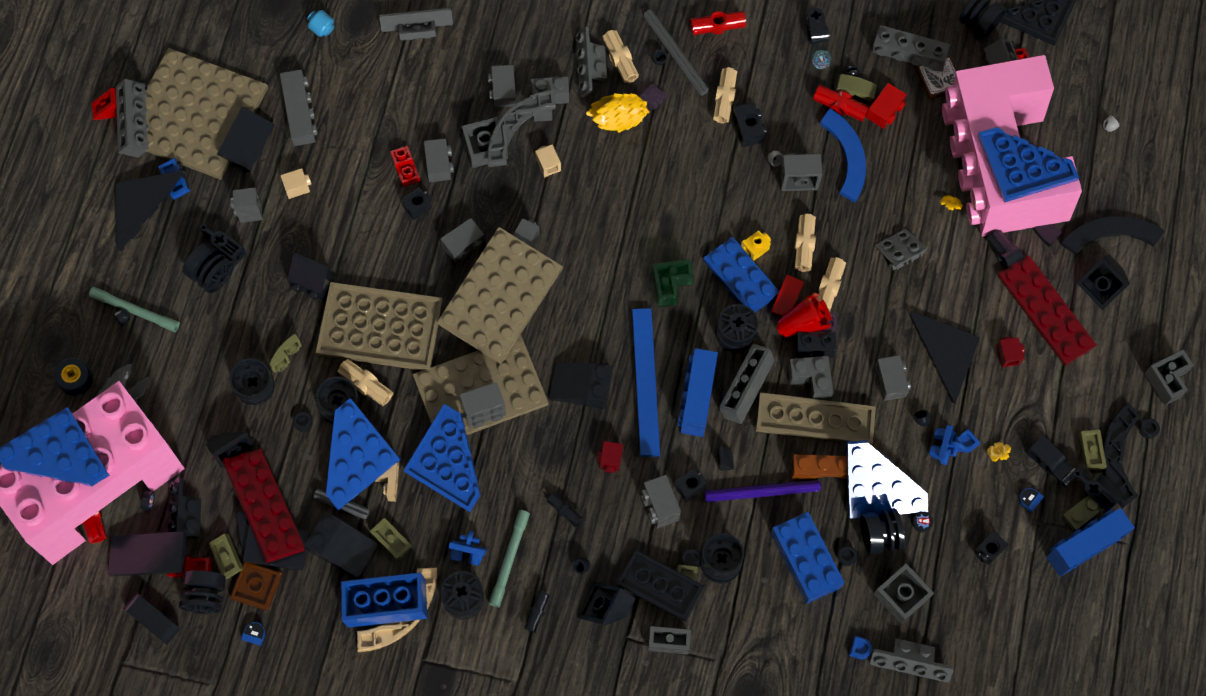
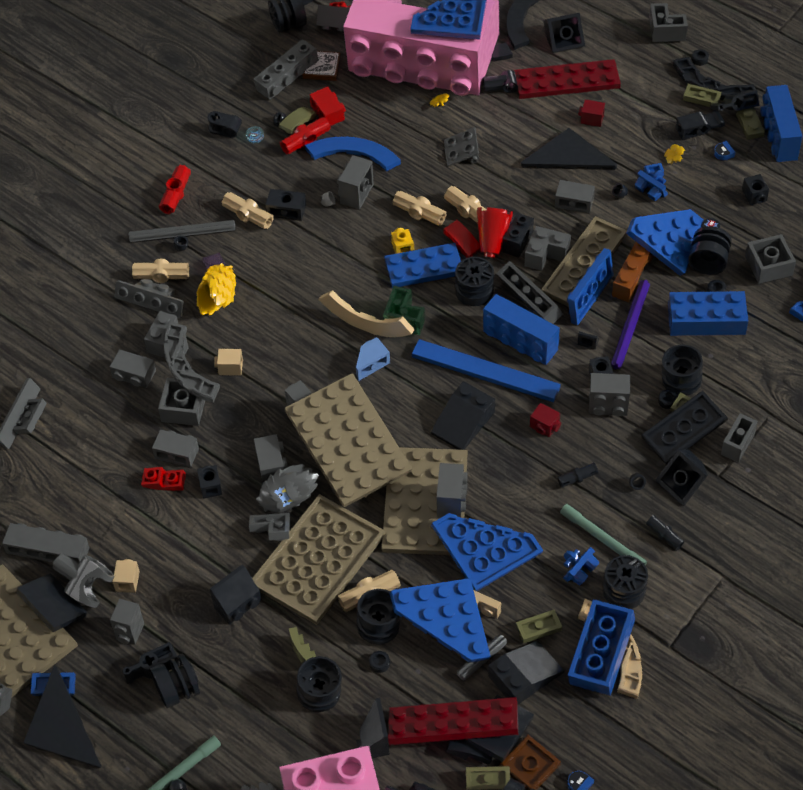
camera: 60 degrees left, 15 degrees down
(274, 151) = (82, 577): none -> dark grey connector
(396, 274) = (276, 524): none -> dark grey plate
(434, 269) = (287, 488): none -> dark grey head
(608, 276) = (372, 357): none -> medium blue slope
(648, 281) = (388, 327): none -> tan tile
(781, 435) = (590, 286): none -> blue plate

